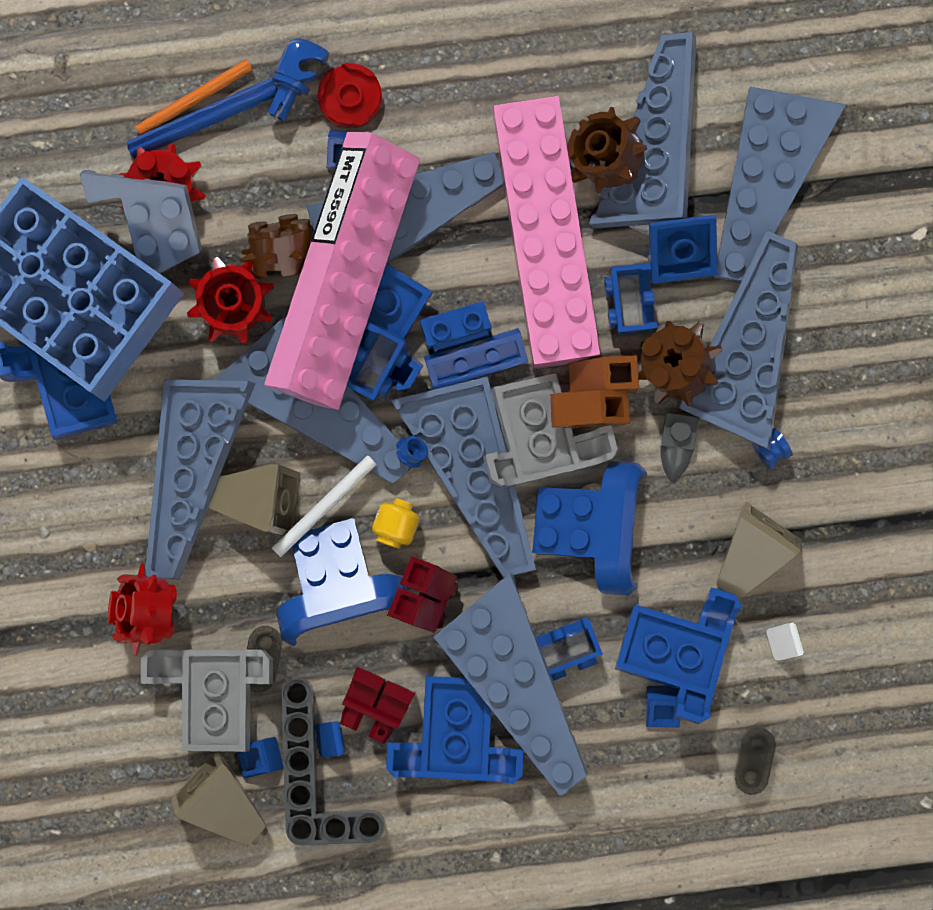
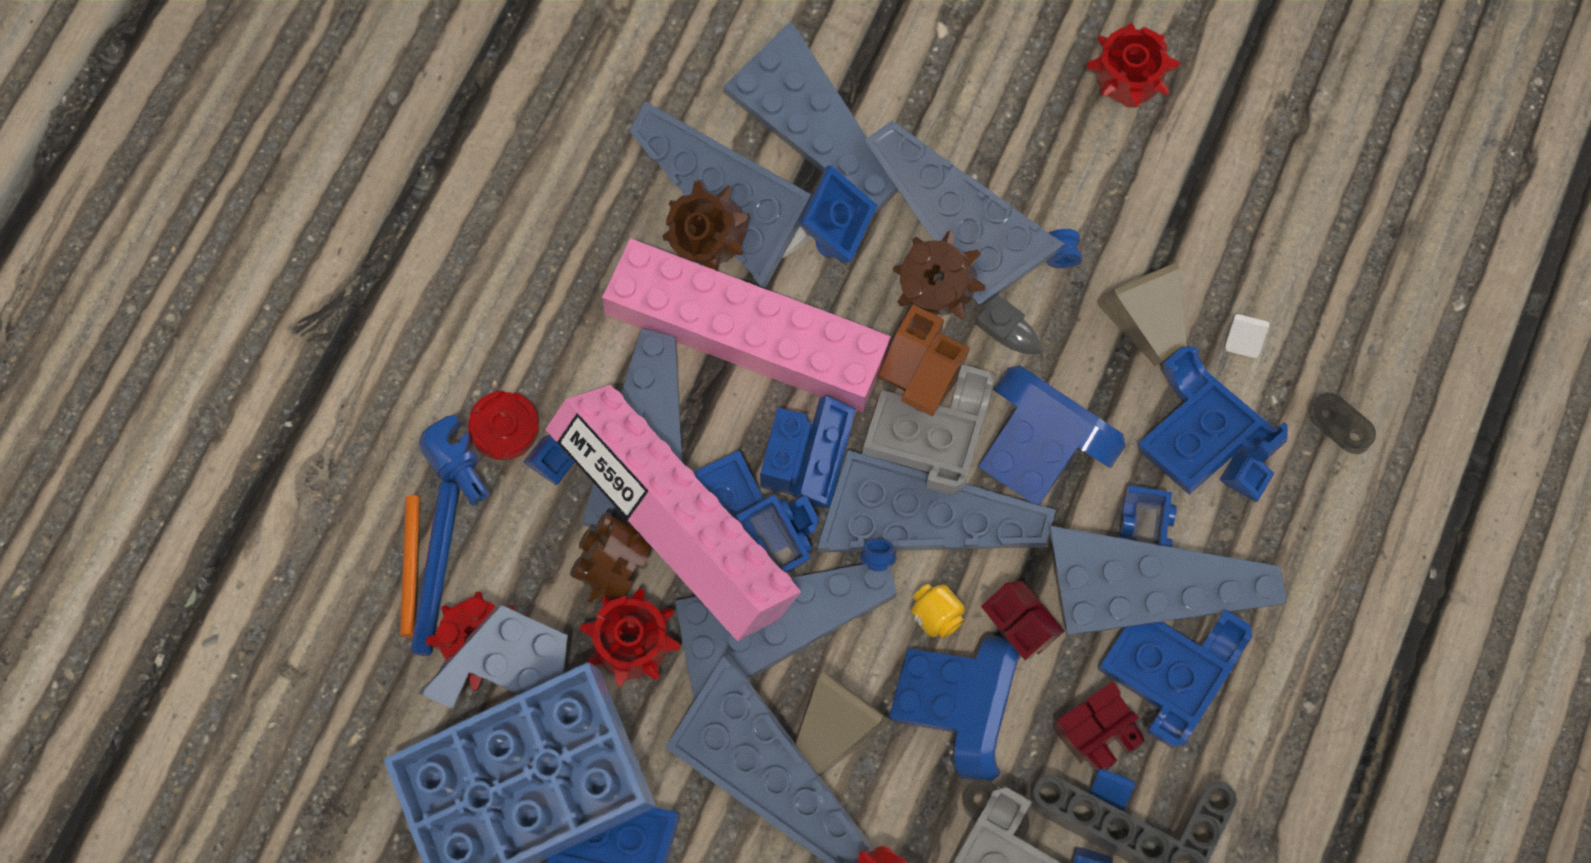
camera: 60 degrees left, 15 degrees down
(324, 506) = (882, 666): white bar -> none
(631, 300) = (853, 290): blue window -> none

